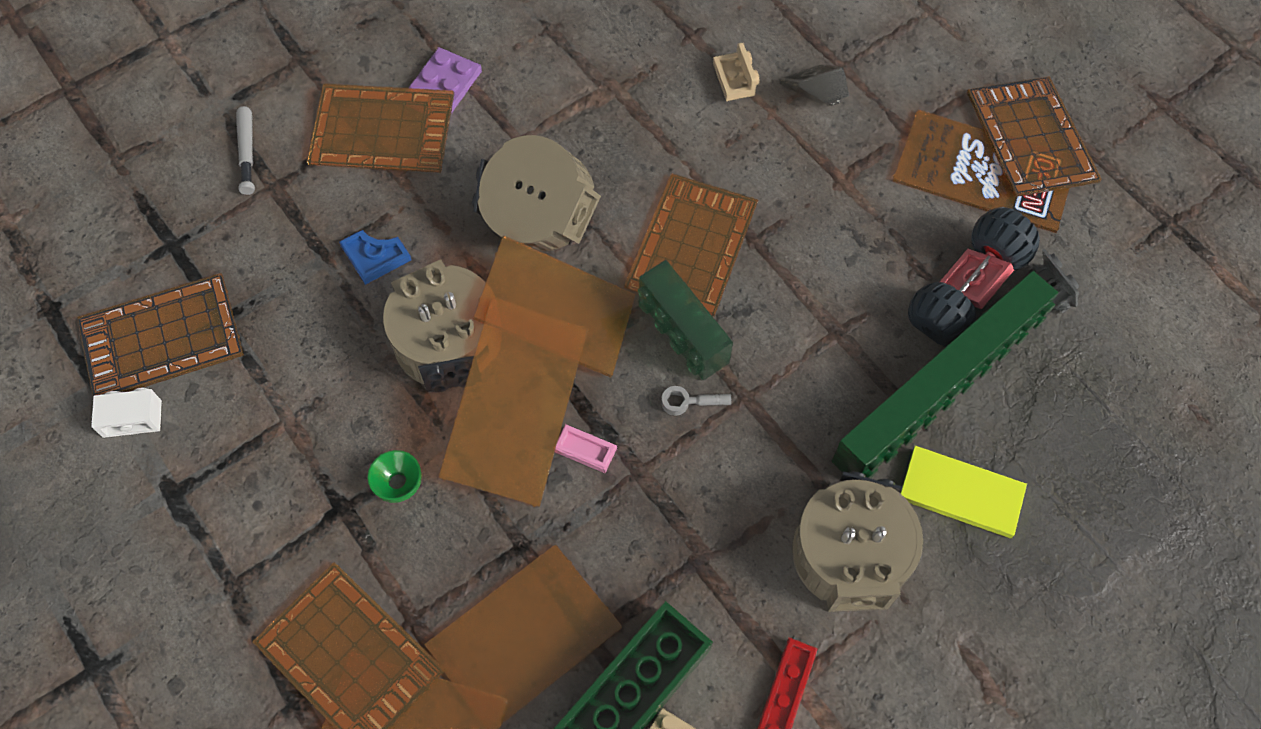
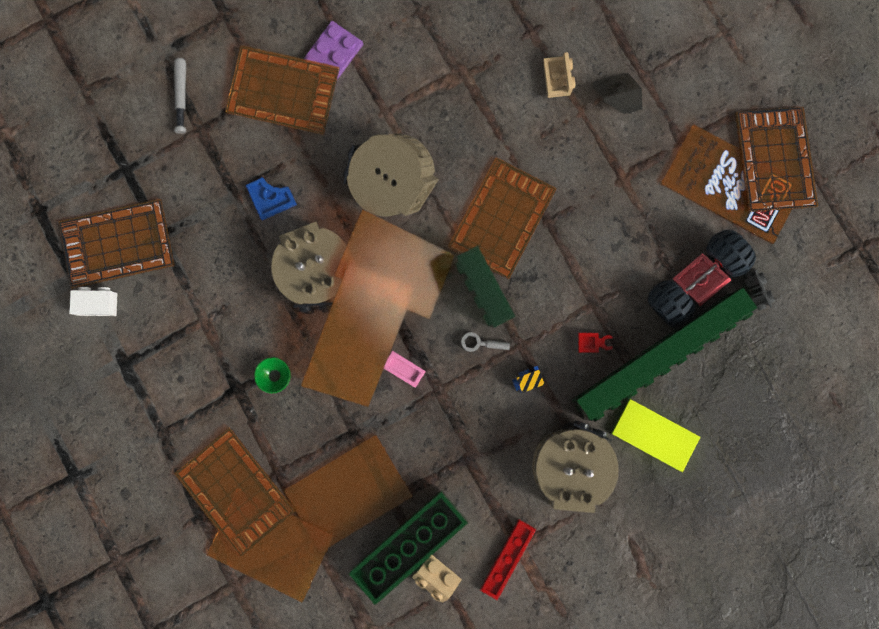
camera: 10 degrees right, 20 degrees up
(766, 437) = (527, 380): none -> brick
(844, 380) = (590, 342): none -> red plate

